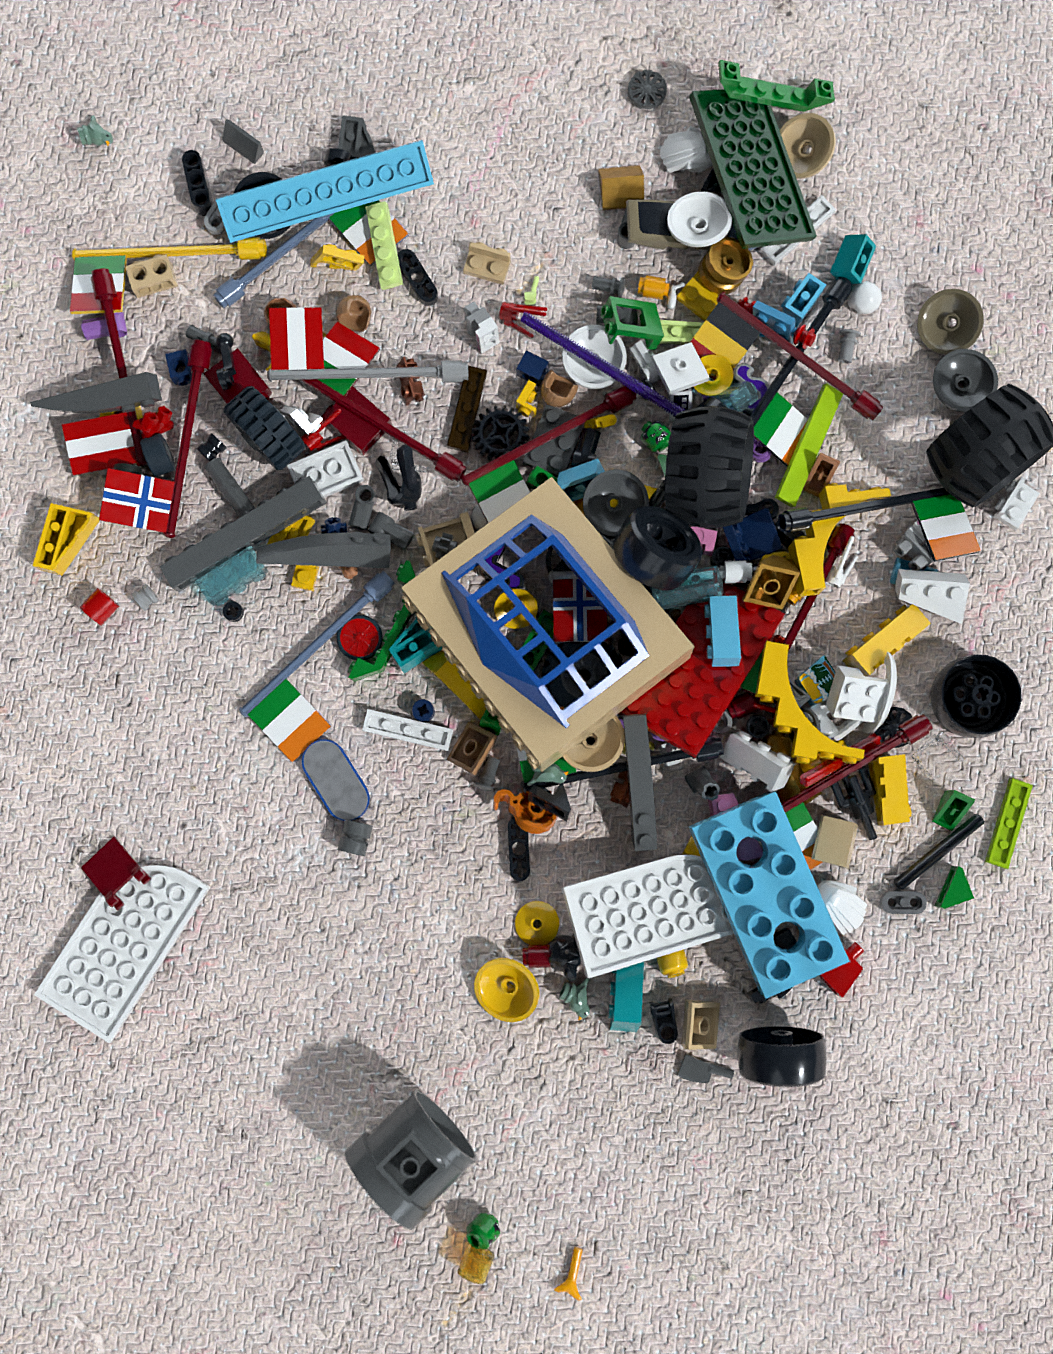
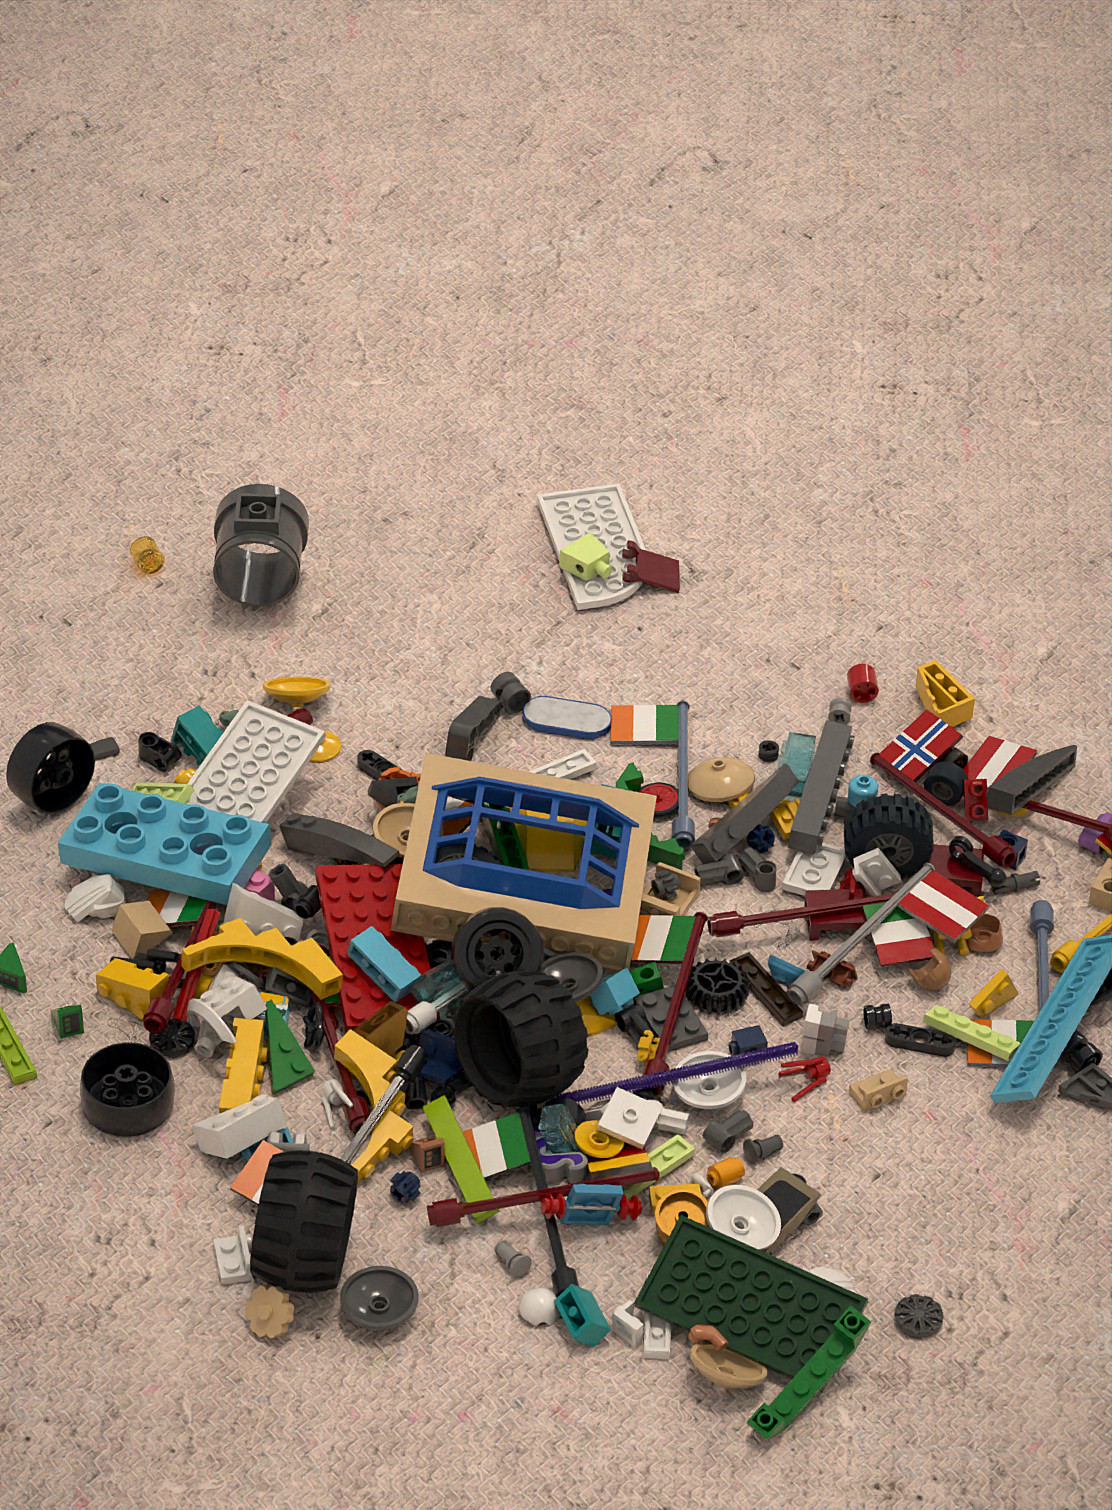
camera: 135 degrees right, 40 degrees down
(156, 921) = (586, 558): none -> yellowish green torso
(231, 488) = (861, 788): none -> medium azure head
(312, 608) = (720, 779): none -> tan dish
(411, 488) = (741, 896): black piece -> none
(417, 826) = (470, 726): none -> dark grey beam
(426, 315) = (877, 1016): none -> black wheel
(439, 401) = (783, 970): none -> dark azure piece
(482, 1231) = (161, 570): green head -> none
(527, 396) = (724, 1018): yellow bracket -> none
(530, 297) = (815, 1094): yellowish green hand -> none
(557, 390) = (710, 1037): medium nougat hair -> none
(569, 1284) = (65, 591): light orange piece -> none
(620, 185) = (847, 1227): pearl gold slope -> none
(650, 322) = (697, 1133): green window -> none
(655, 436) = (594, 1074): green head -> none
(700, 1025) = (129, 763): tan slope -> none
(718, 957) = (169, 791): none -> yellowish green plate
(797, 172) = (710, 1333): none -> nougat arm
(801, 639) = (313, 1027): none -> black piece
(804, 298) = (589, 1251): medium azure brick -> none
(828, 235) = (626, 1324): none -> white bracket
(841, 632) = (287, 1059): none -> green wing
(843, 977) = (50, 869): red torso -> none
(864, 456) = (405, 1186): none -> dark blue gear
(902, 902) = (45, 936): flat silver plate -> none
(935, 318) = (442, 1332): dark tan dish -> none
(939, 851) = (48, 988): black axle -> none

